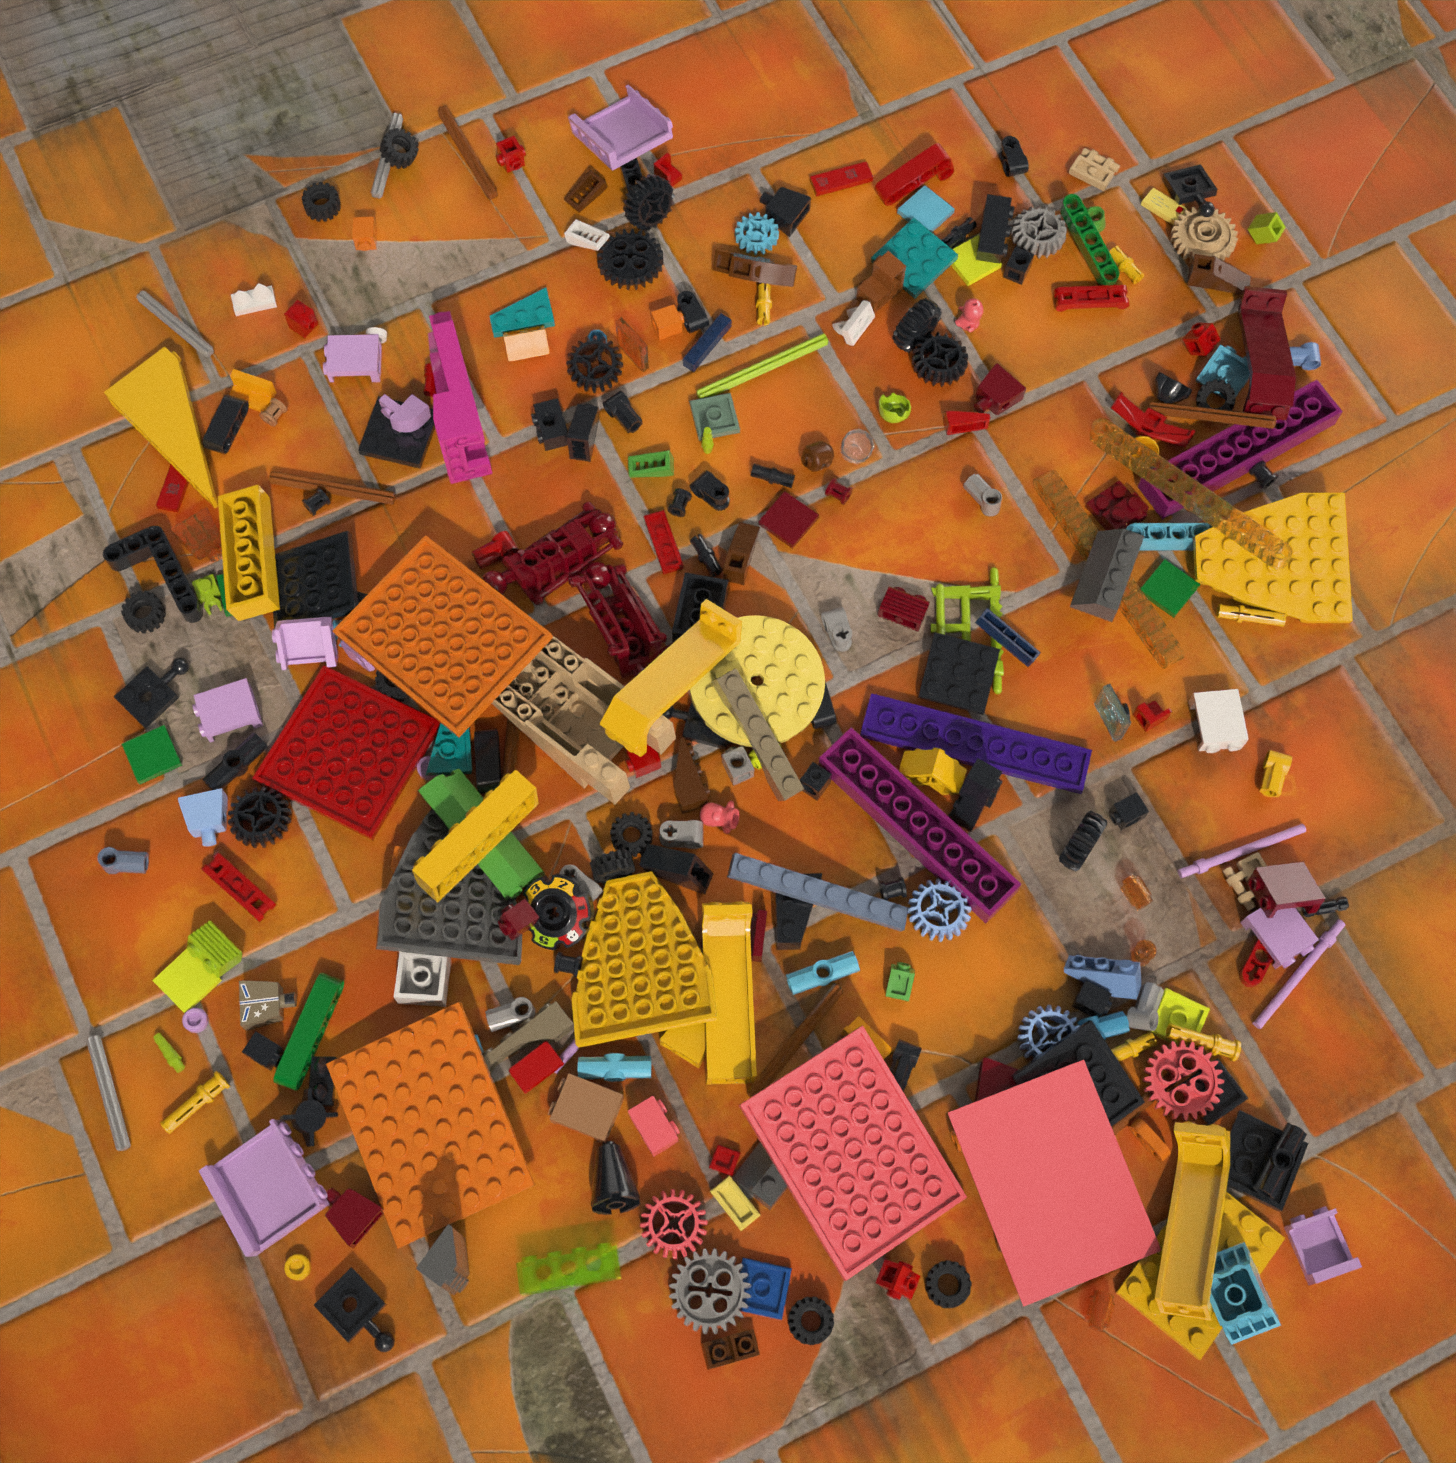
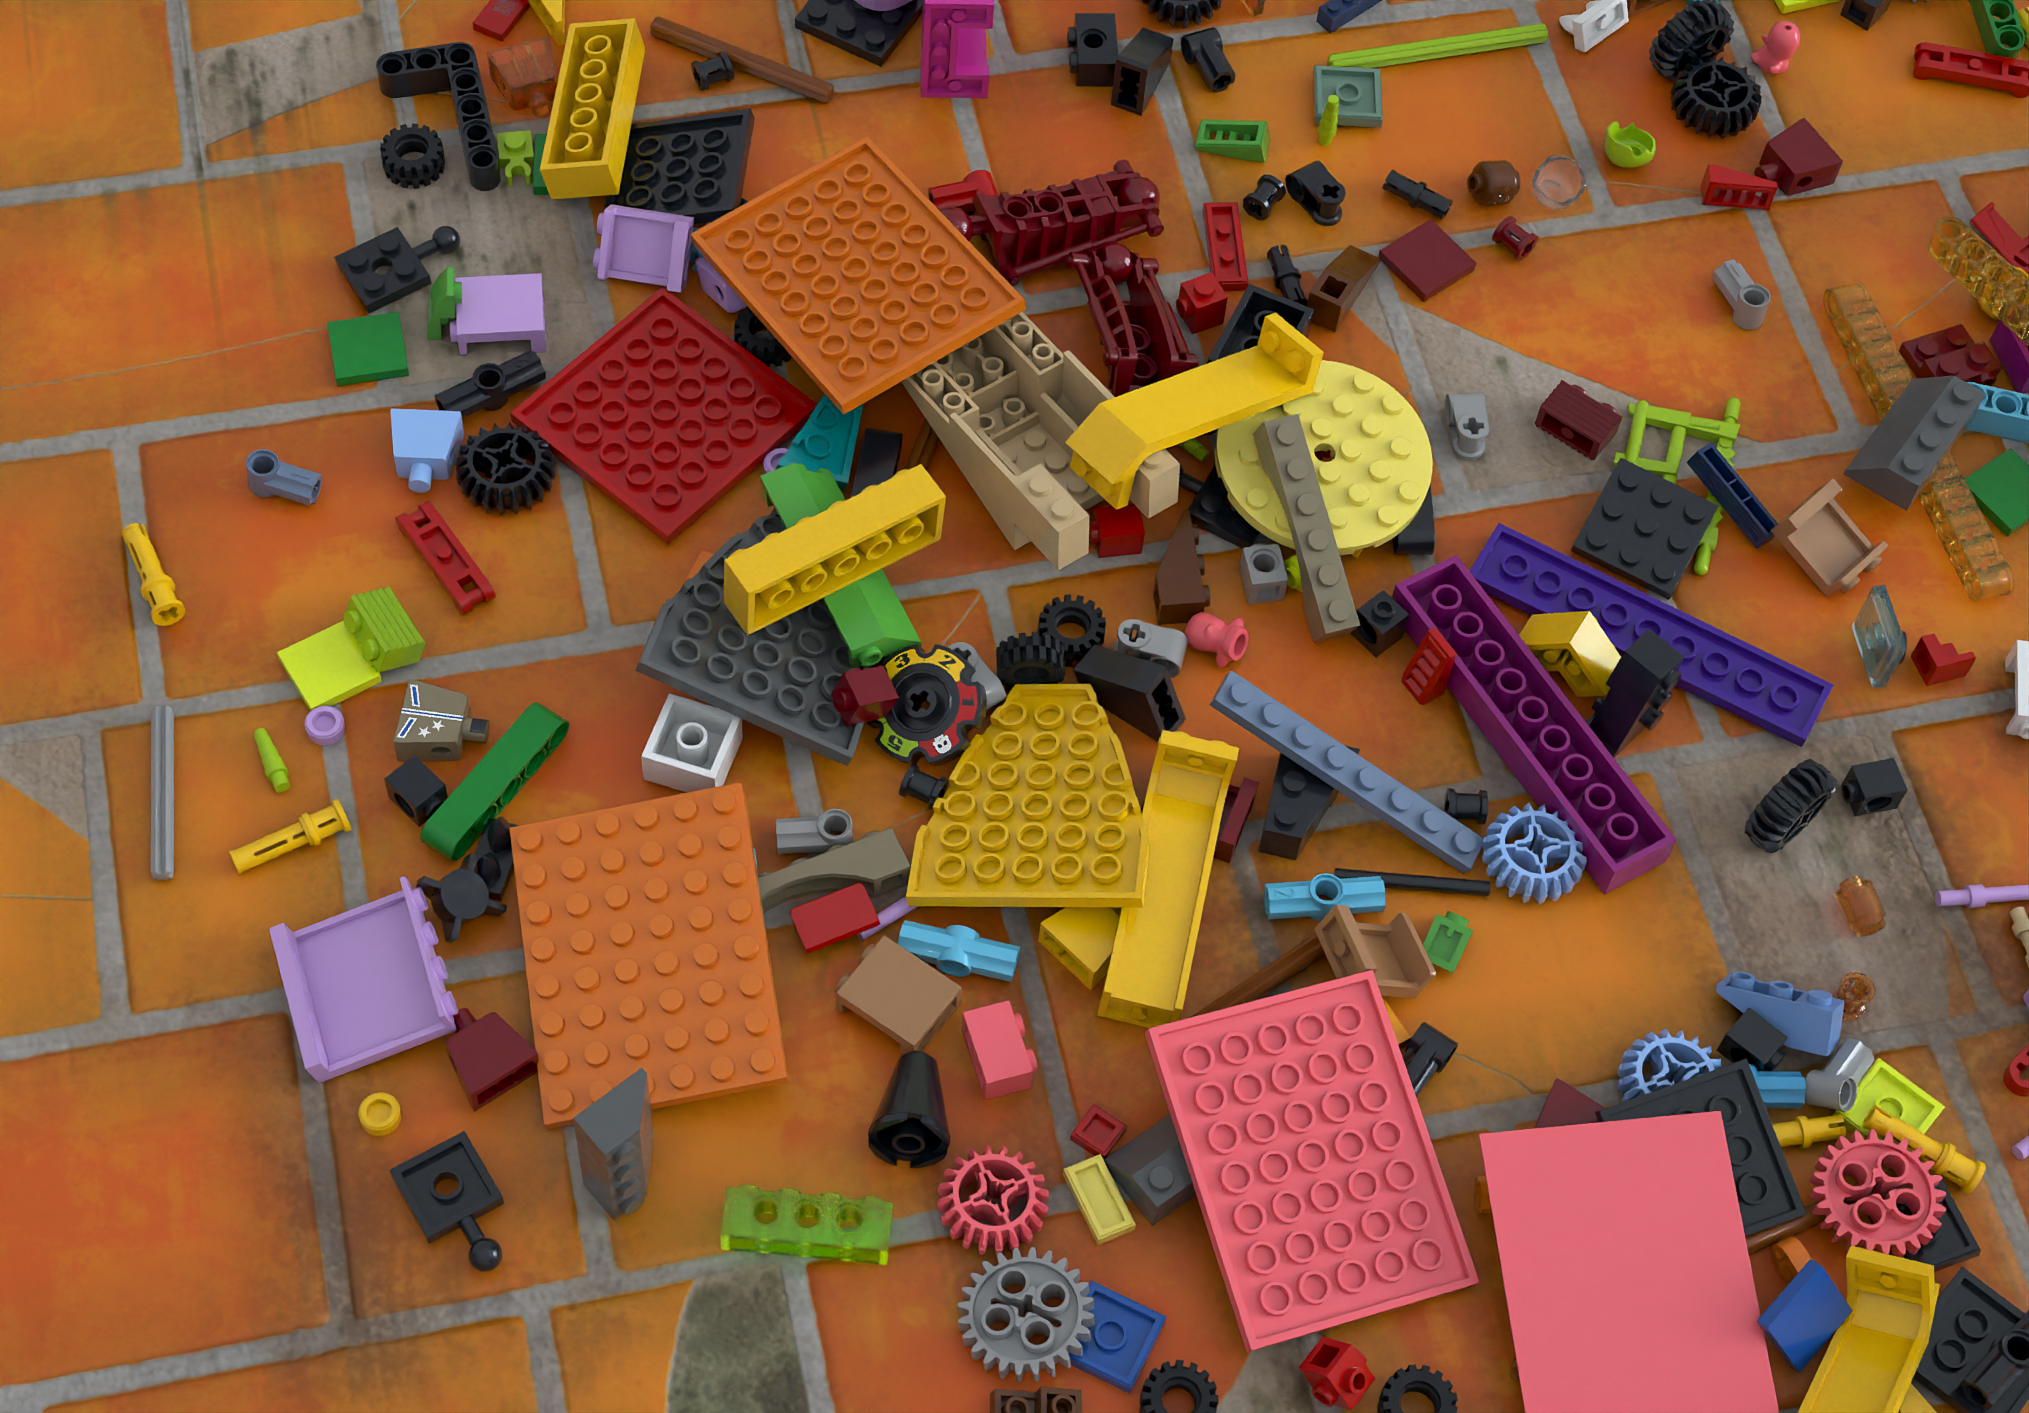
camera: 10 degrees right, 10 degrees down
(65, 955) = (155, 586): none -> yellow pin
(190, 715) = (442, 302): none -> bright green slope
(658, 588) = (1202, 303): none -> red brick
(851, 805) = (1429, 668): none -> red slope
(861, 1005) = (1388, 950): none -> medium nougat panel
(872, 946) = (1421, 882): none -> black bar
(1069, 654) = (1827, 541): none -> medium nougat panel
(1157, 1170) = (1804, 1315): none -> blue tile

